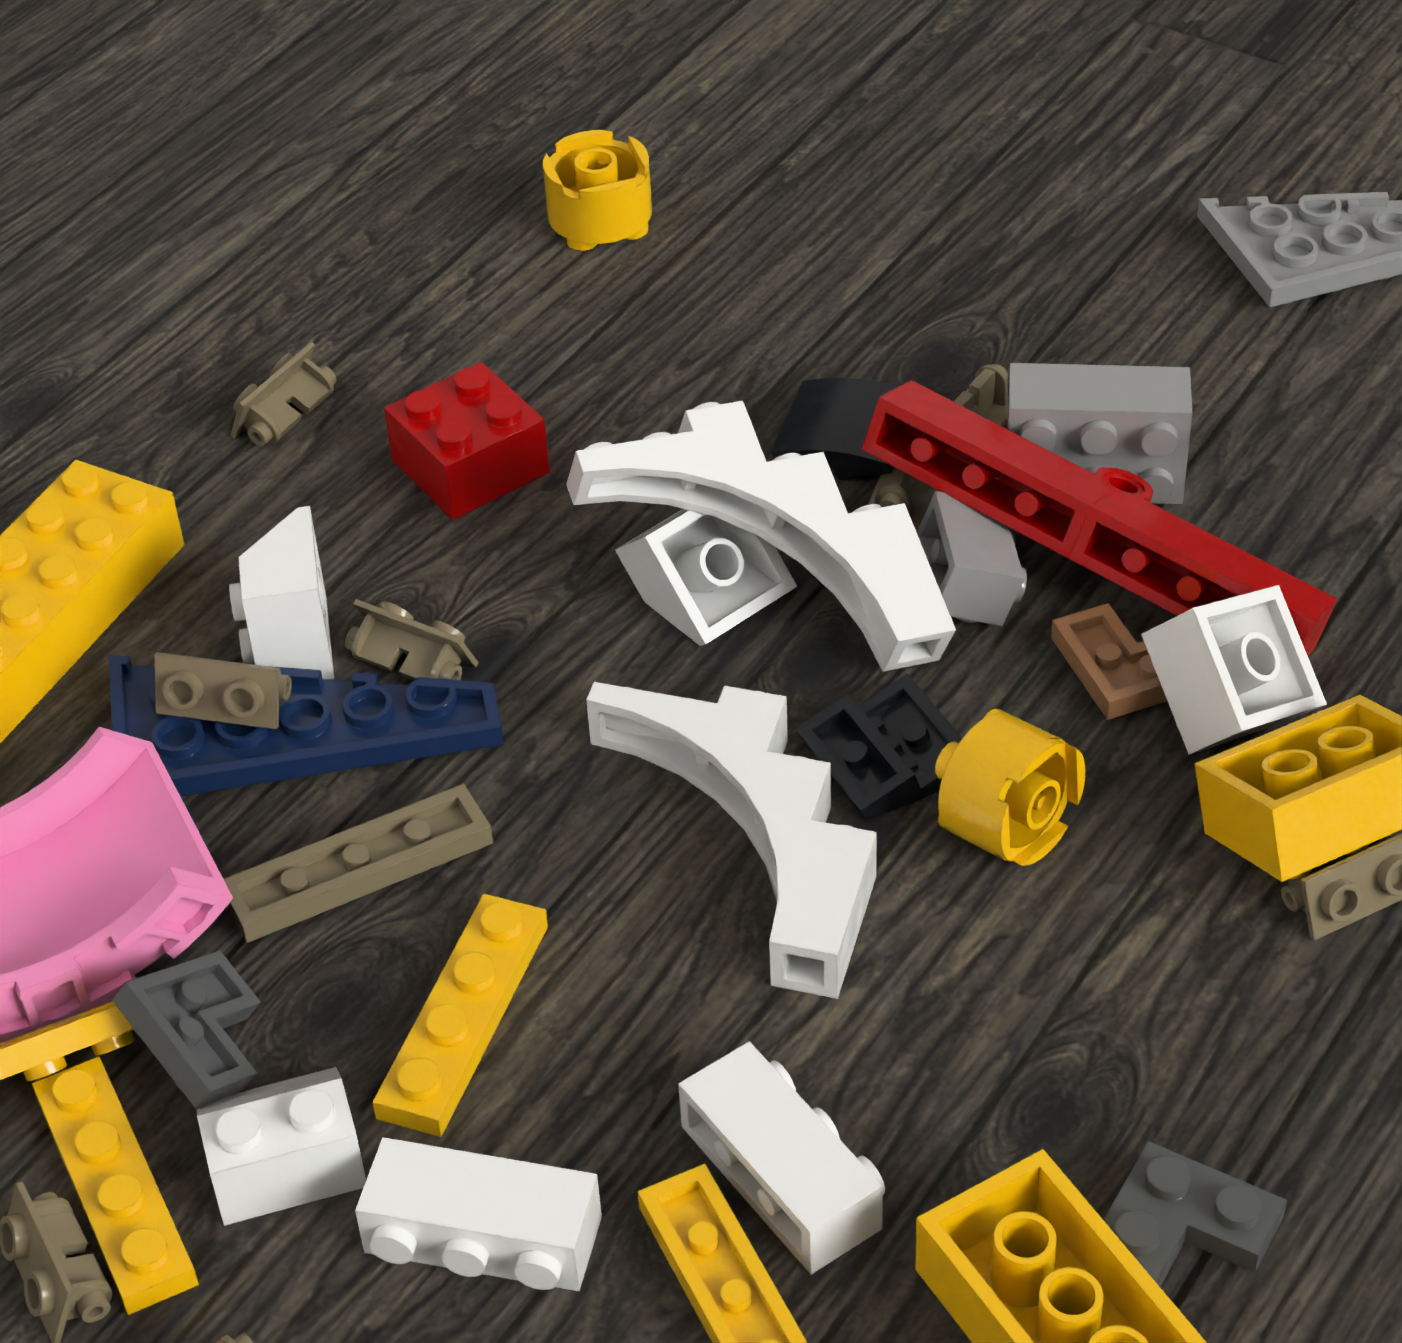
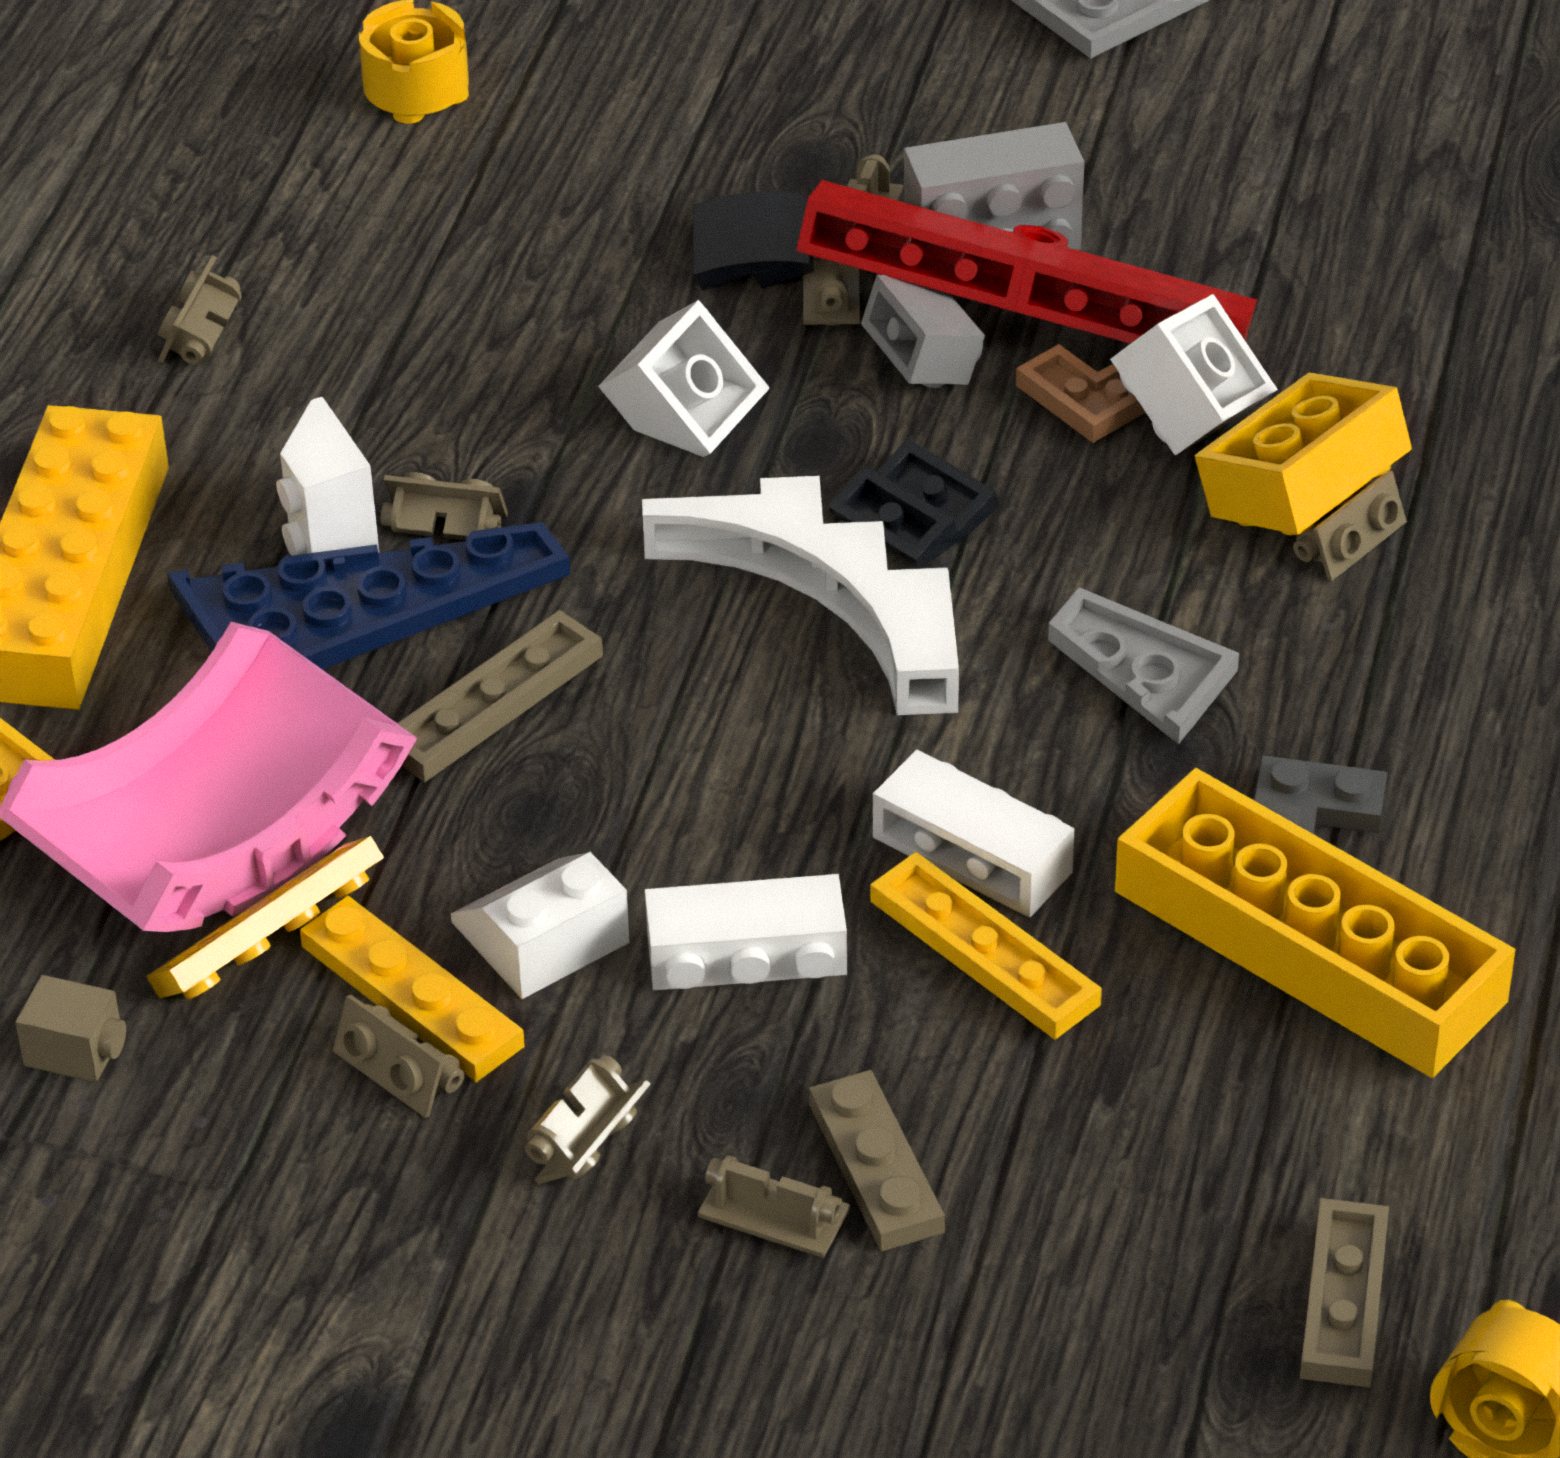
camera: 20 degrees left, 0 degrees up
(183, 1020) = (421, 838): dark grey plate -> none
(219, 690) = (301, 577): dark tan hinge -> none
(460, 1015) = (646, 791): yellow plate -> none
(467, 440) = (405, 317): red brick -> none
(792, 502) = (762, 309): white arch -> none
(1008, 787) = (1042, 509): yellow brick -> none
(1060, 991) = (1144, 661): none -> light grey wing

